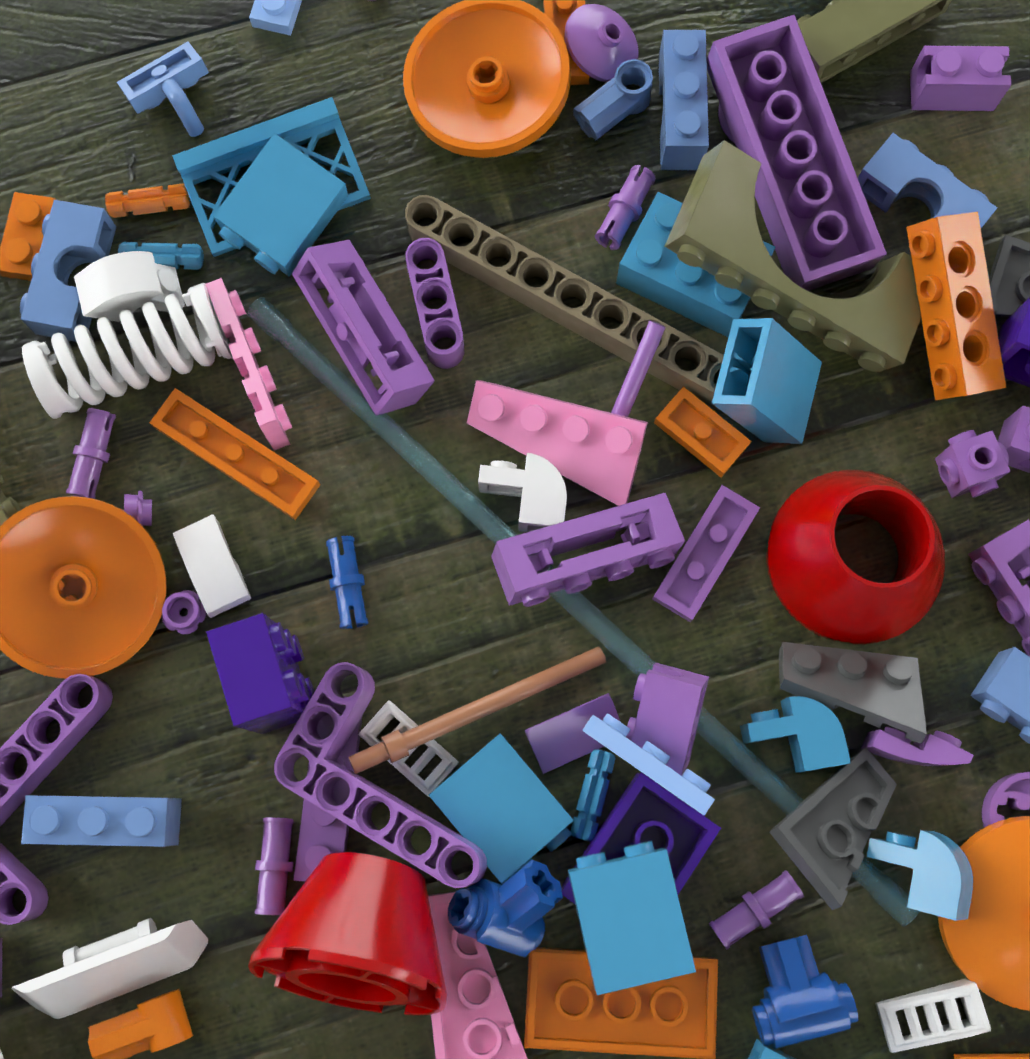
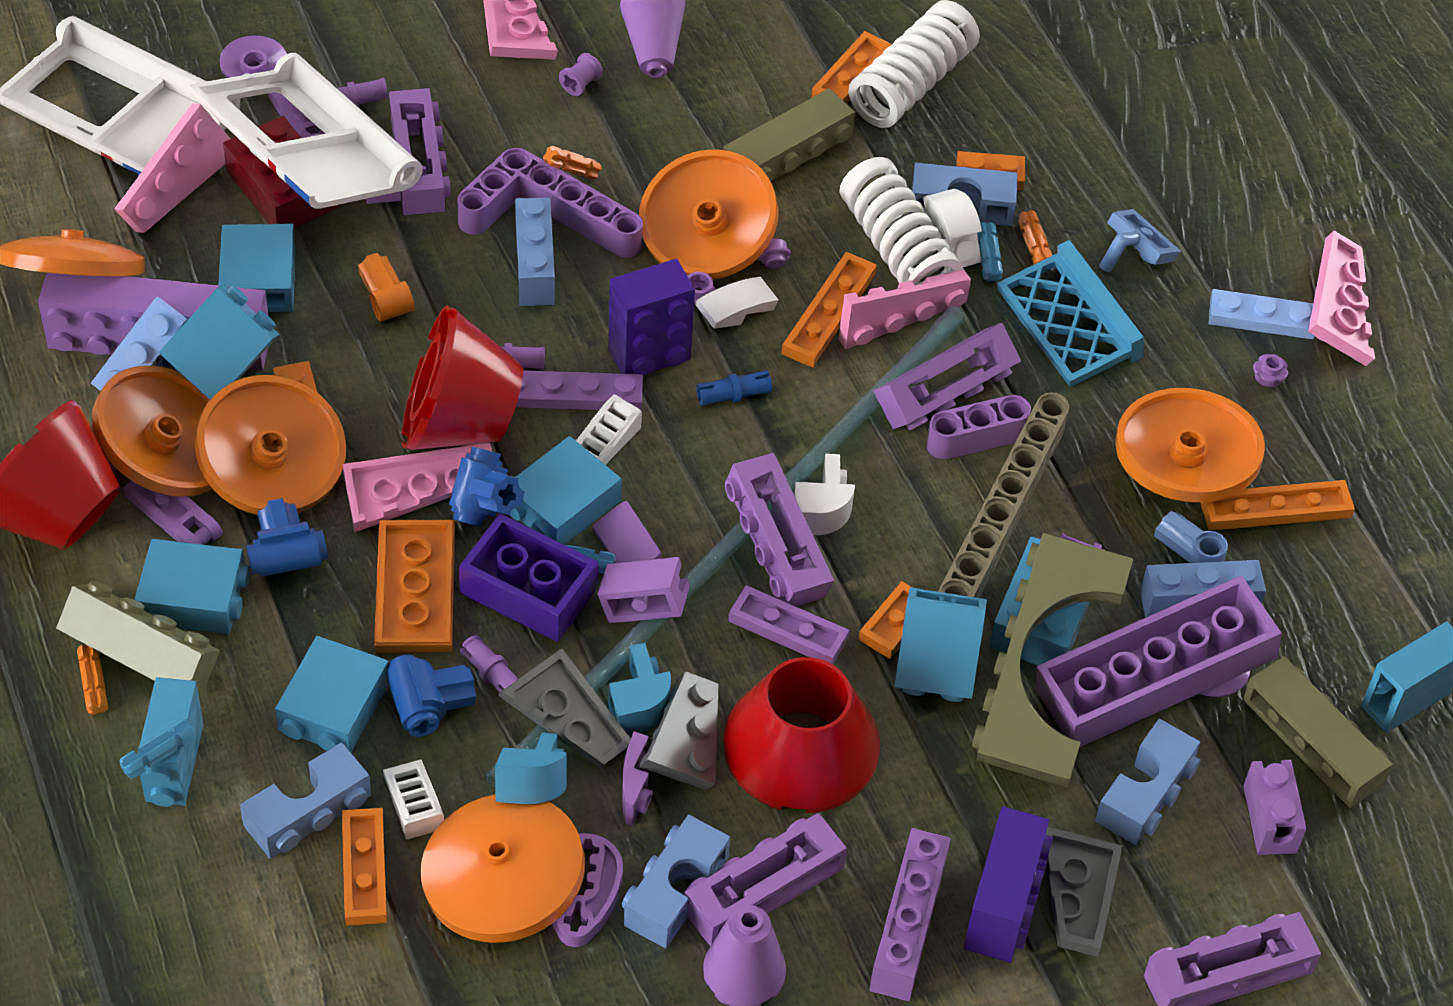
camera: 80 degrees right, 25 degrees down
(91, 453) = (816, 222): medium lavender pin -> none
(114, 967) = (427, 264): white piece -> none
(280, 206) = (1043, 313): dark azure brick -> none
(364, 794) = (581, 362): medium lavender beam -> none
(397, 744) = (607, 416): nougat bar -> none
(580, 441) = (876, 523): bright pink wing -> none
(599, 41) = (1231, 520): medium lavender dish -> none
(630, 918) = (485, 545): dark azure brick -> none
(638, 368) = (926, 557): medium lavender bar -> none
(651, 762) = (604, 561): light blue plate -> none
(956, 305) = (1098, 773): orange brick -> none
(973, 463) = (893, 814): medium lavender brick -> none

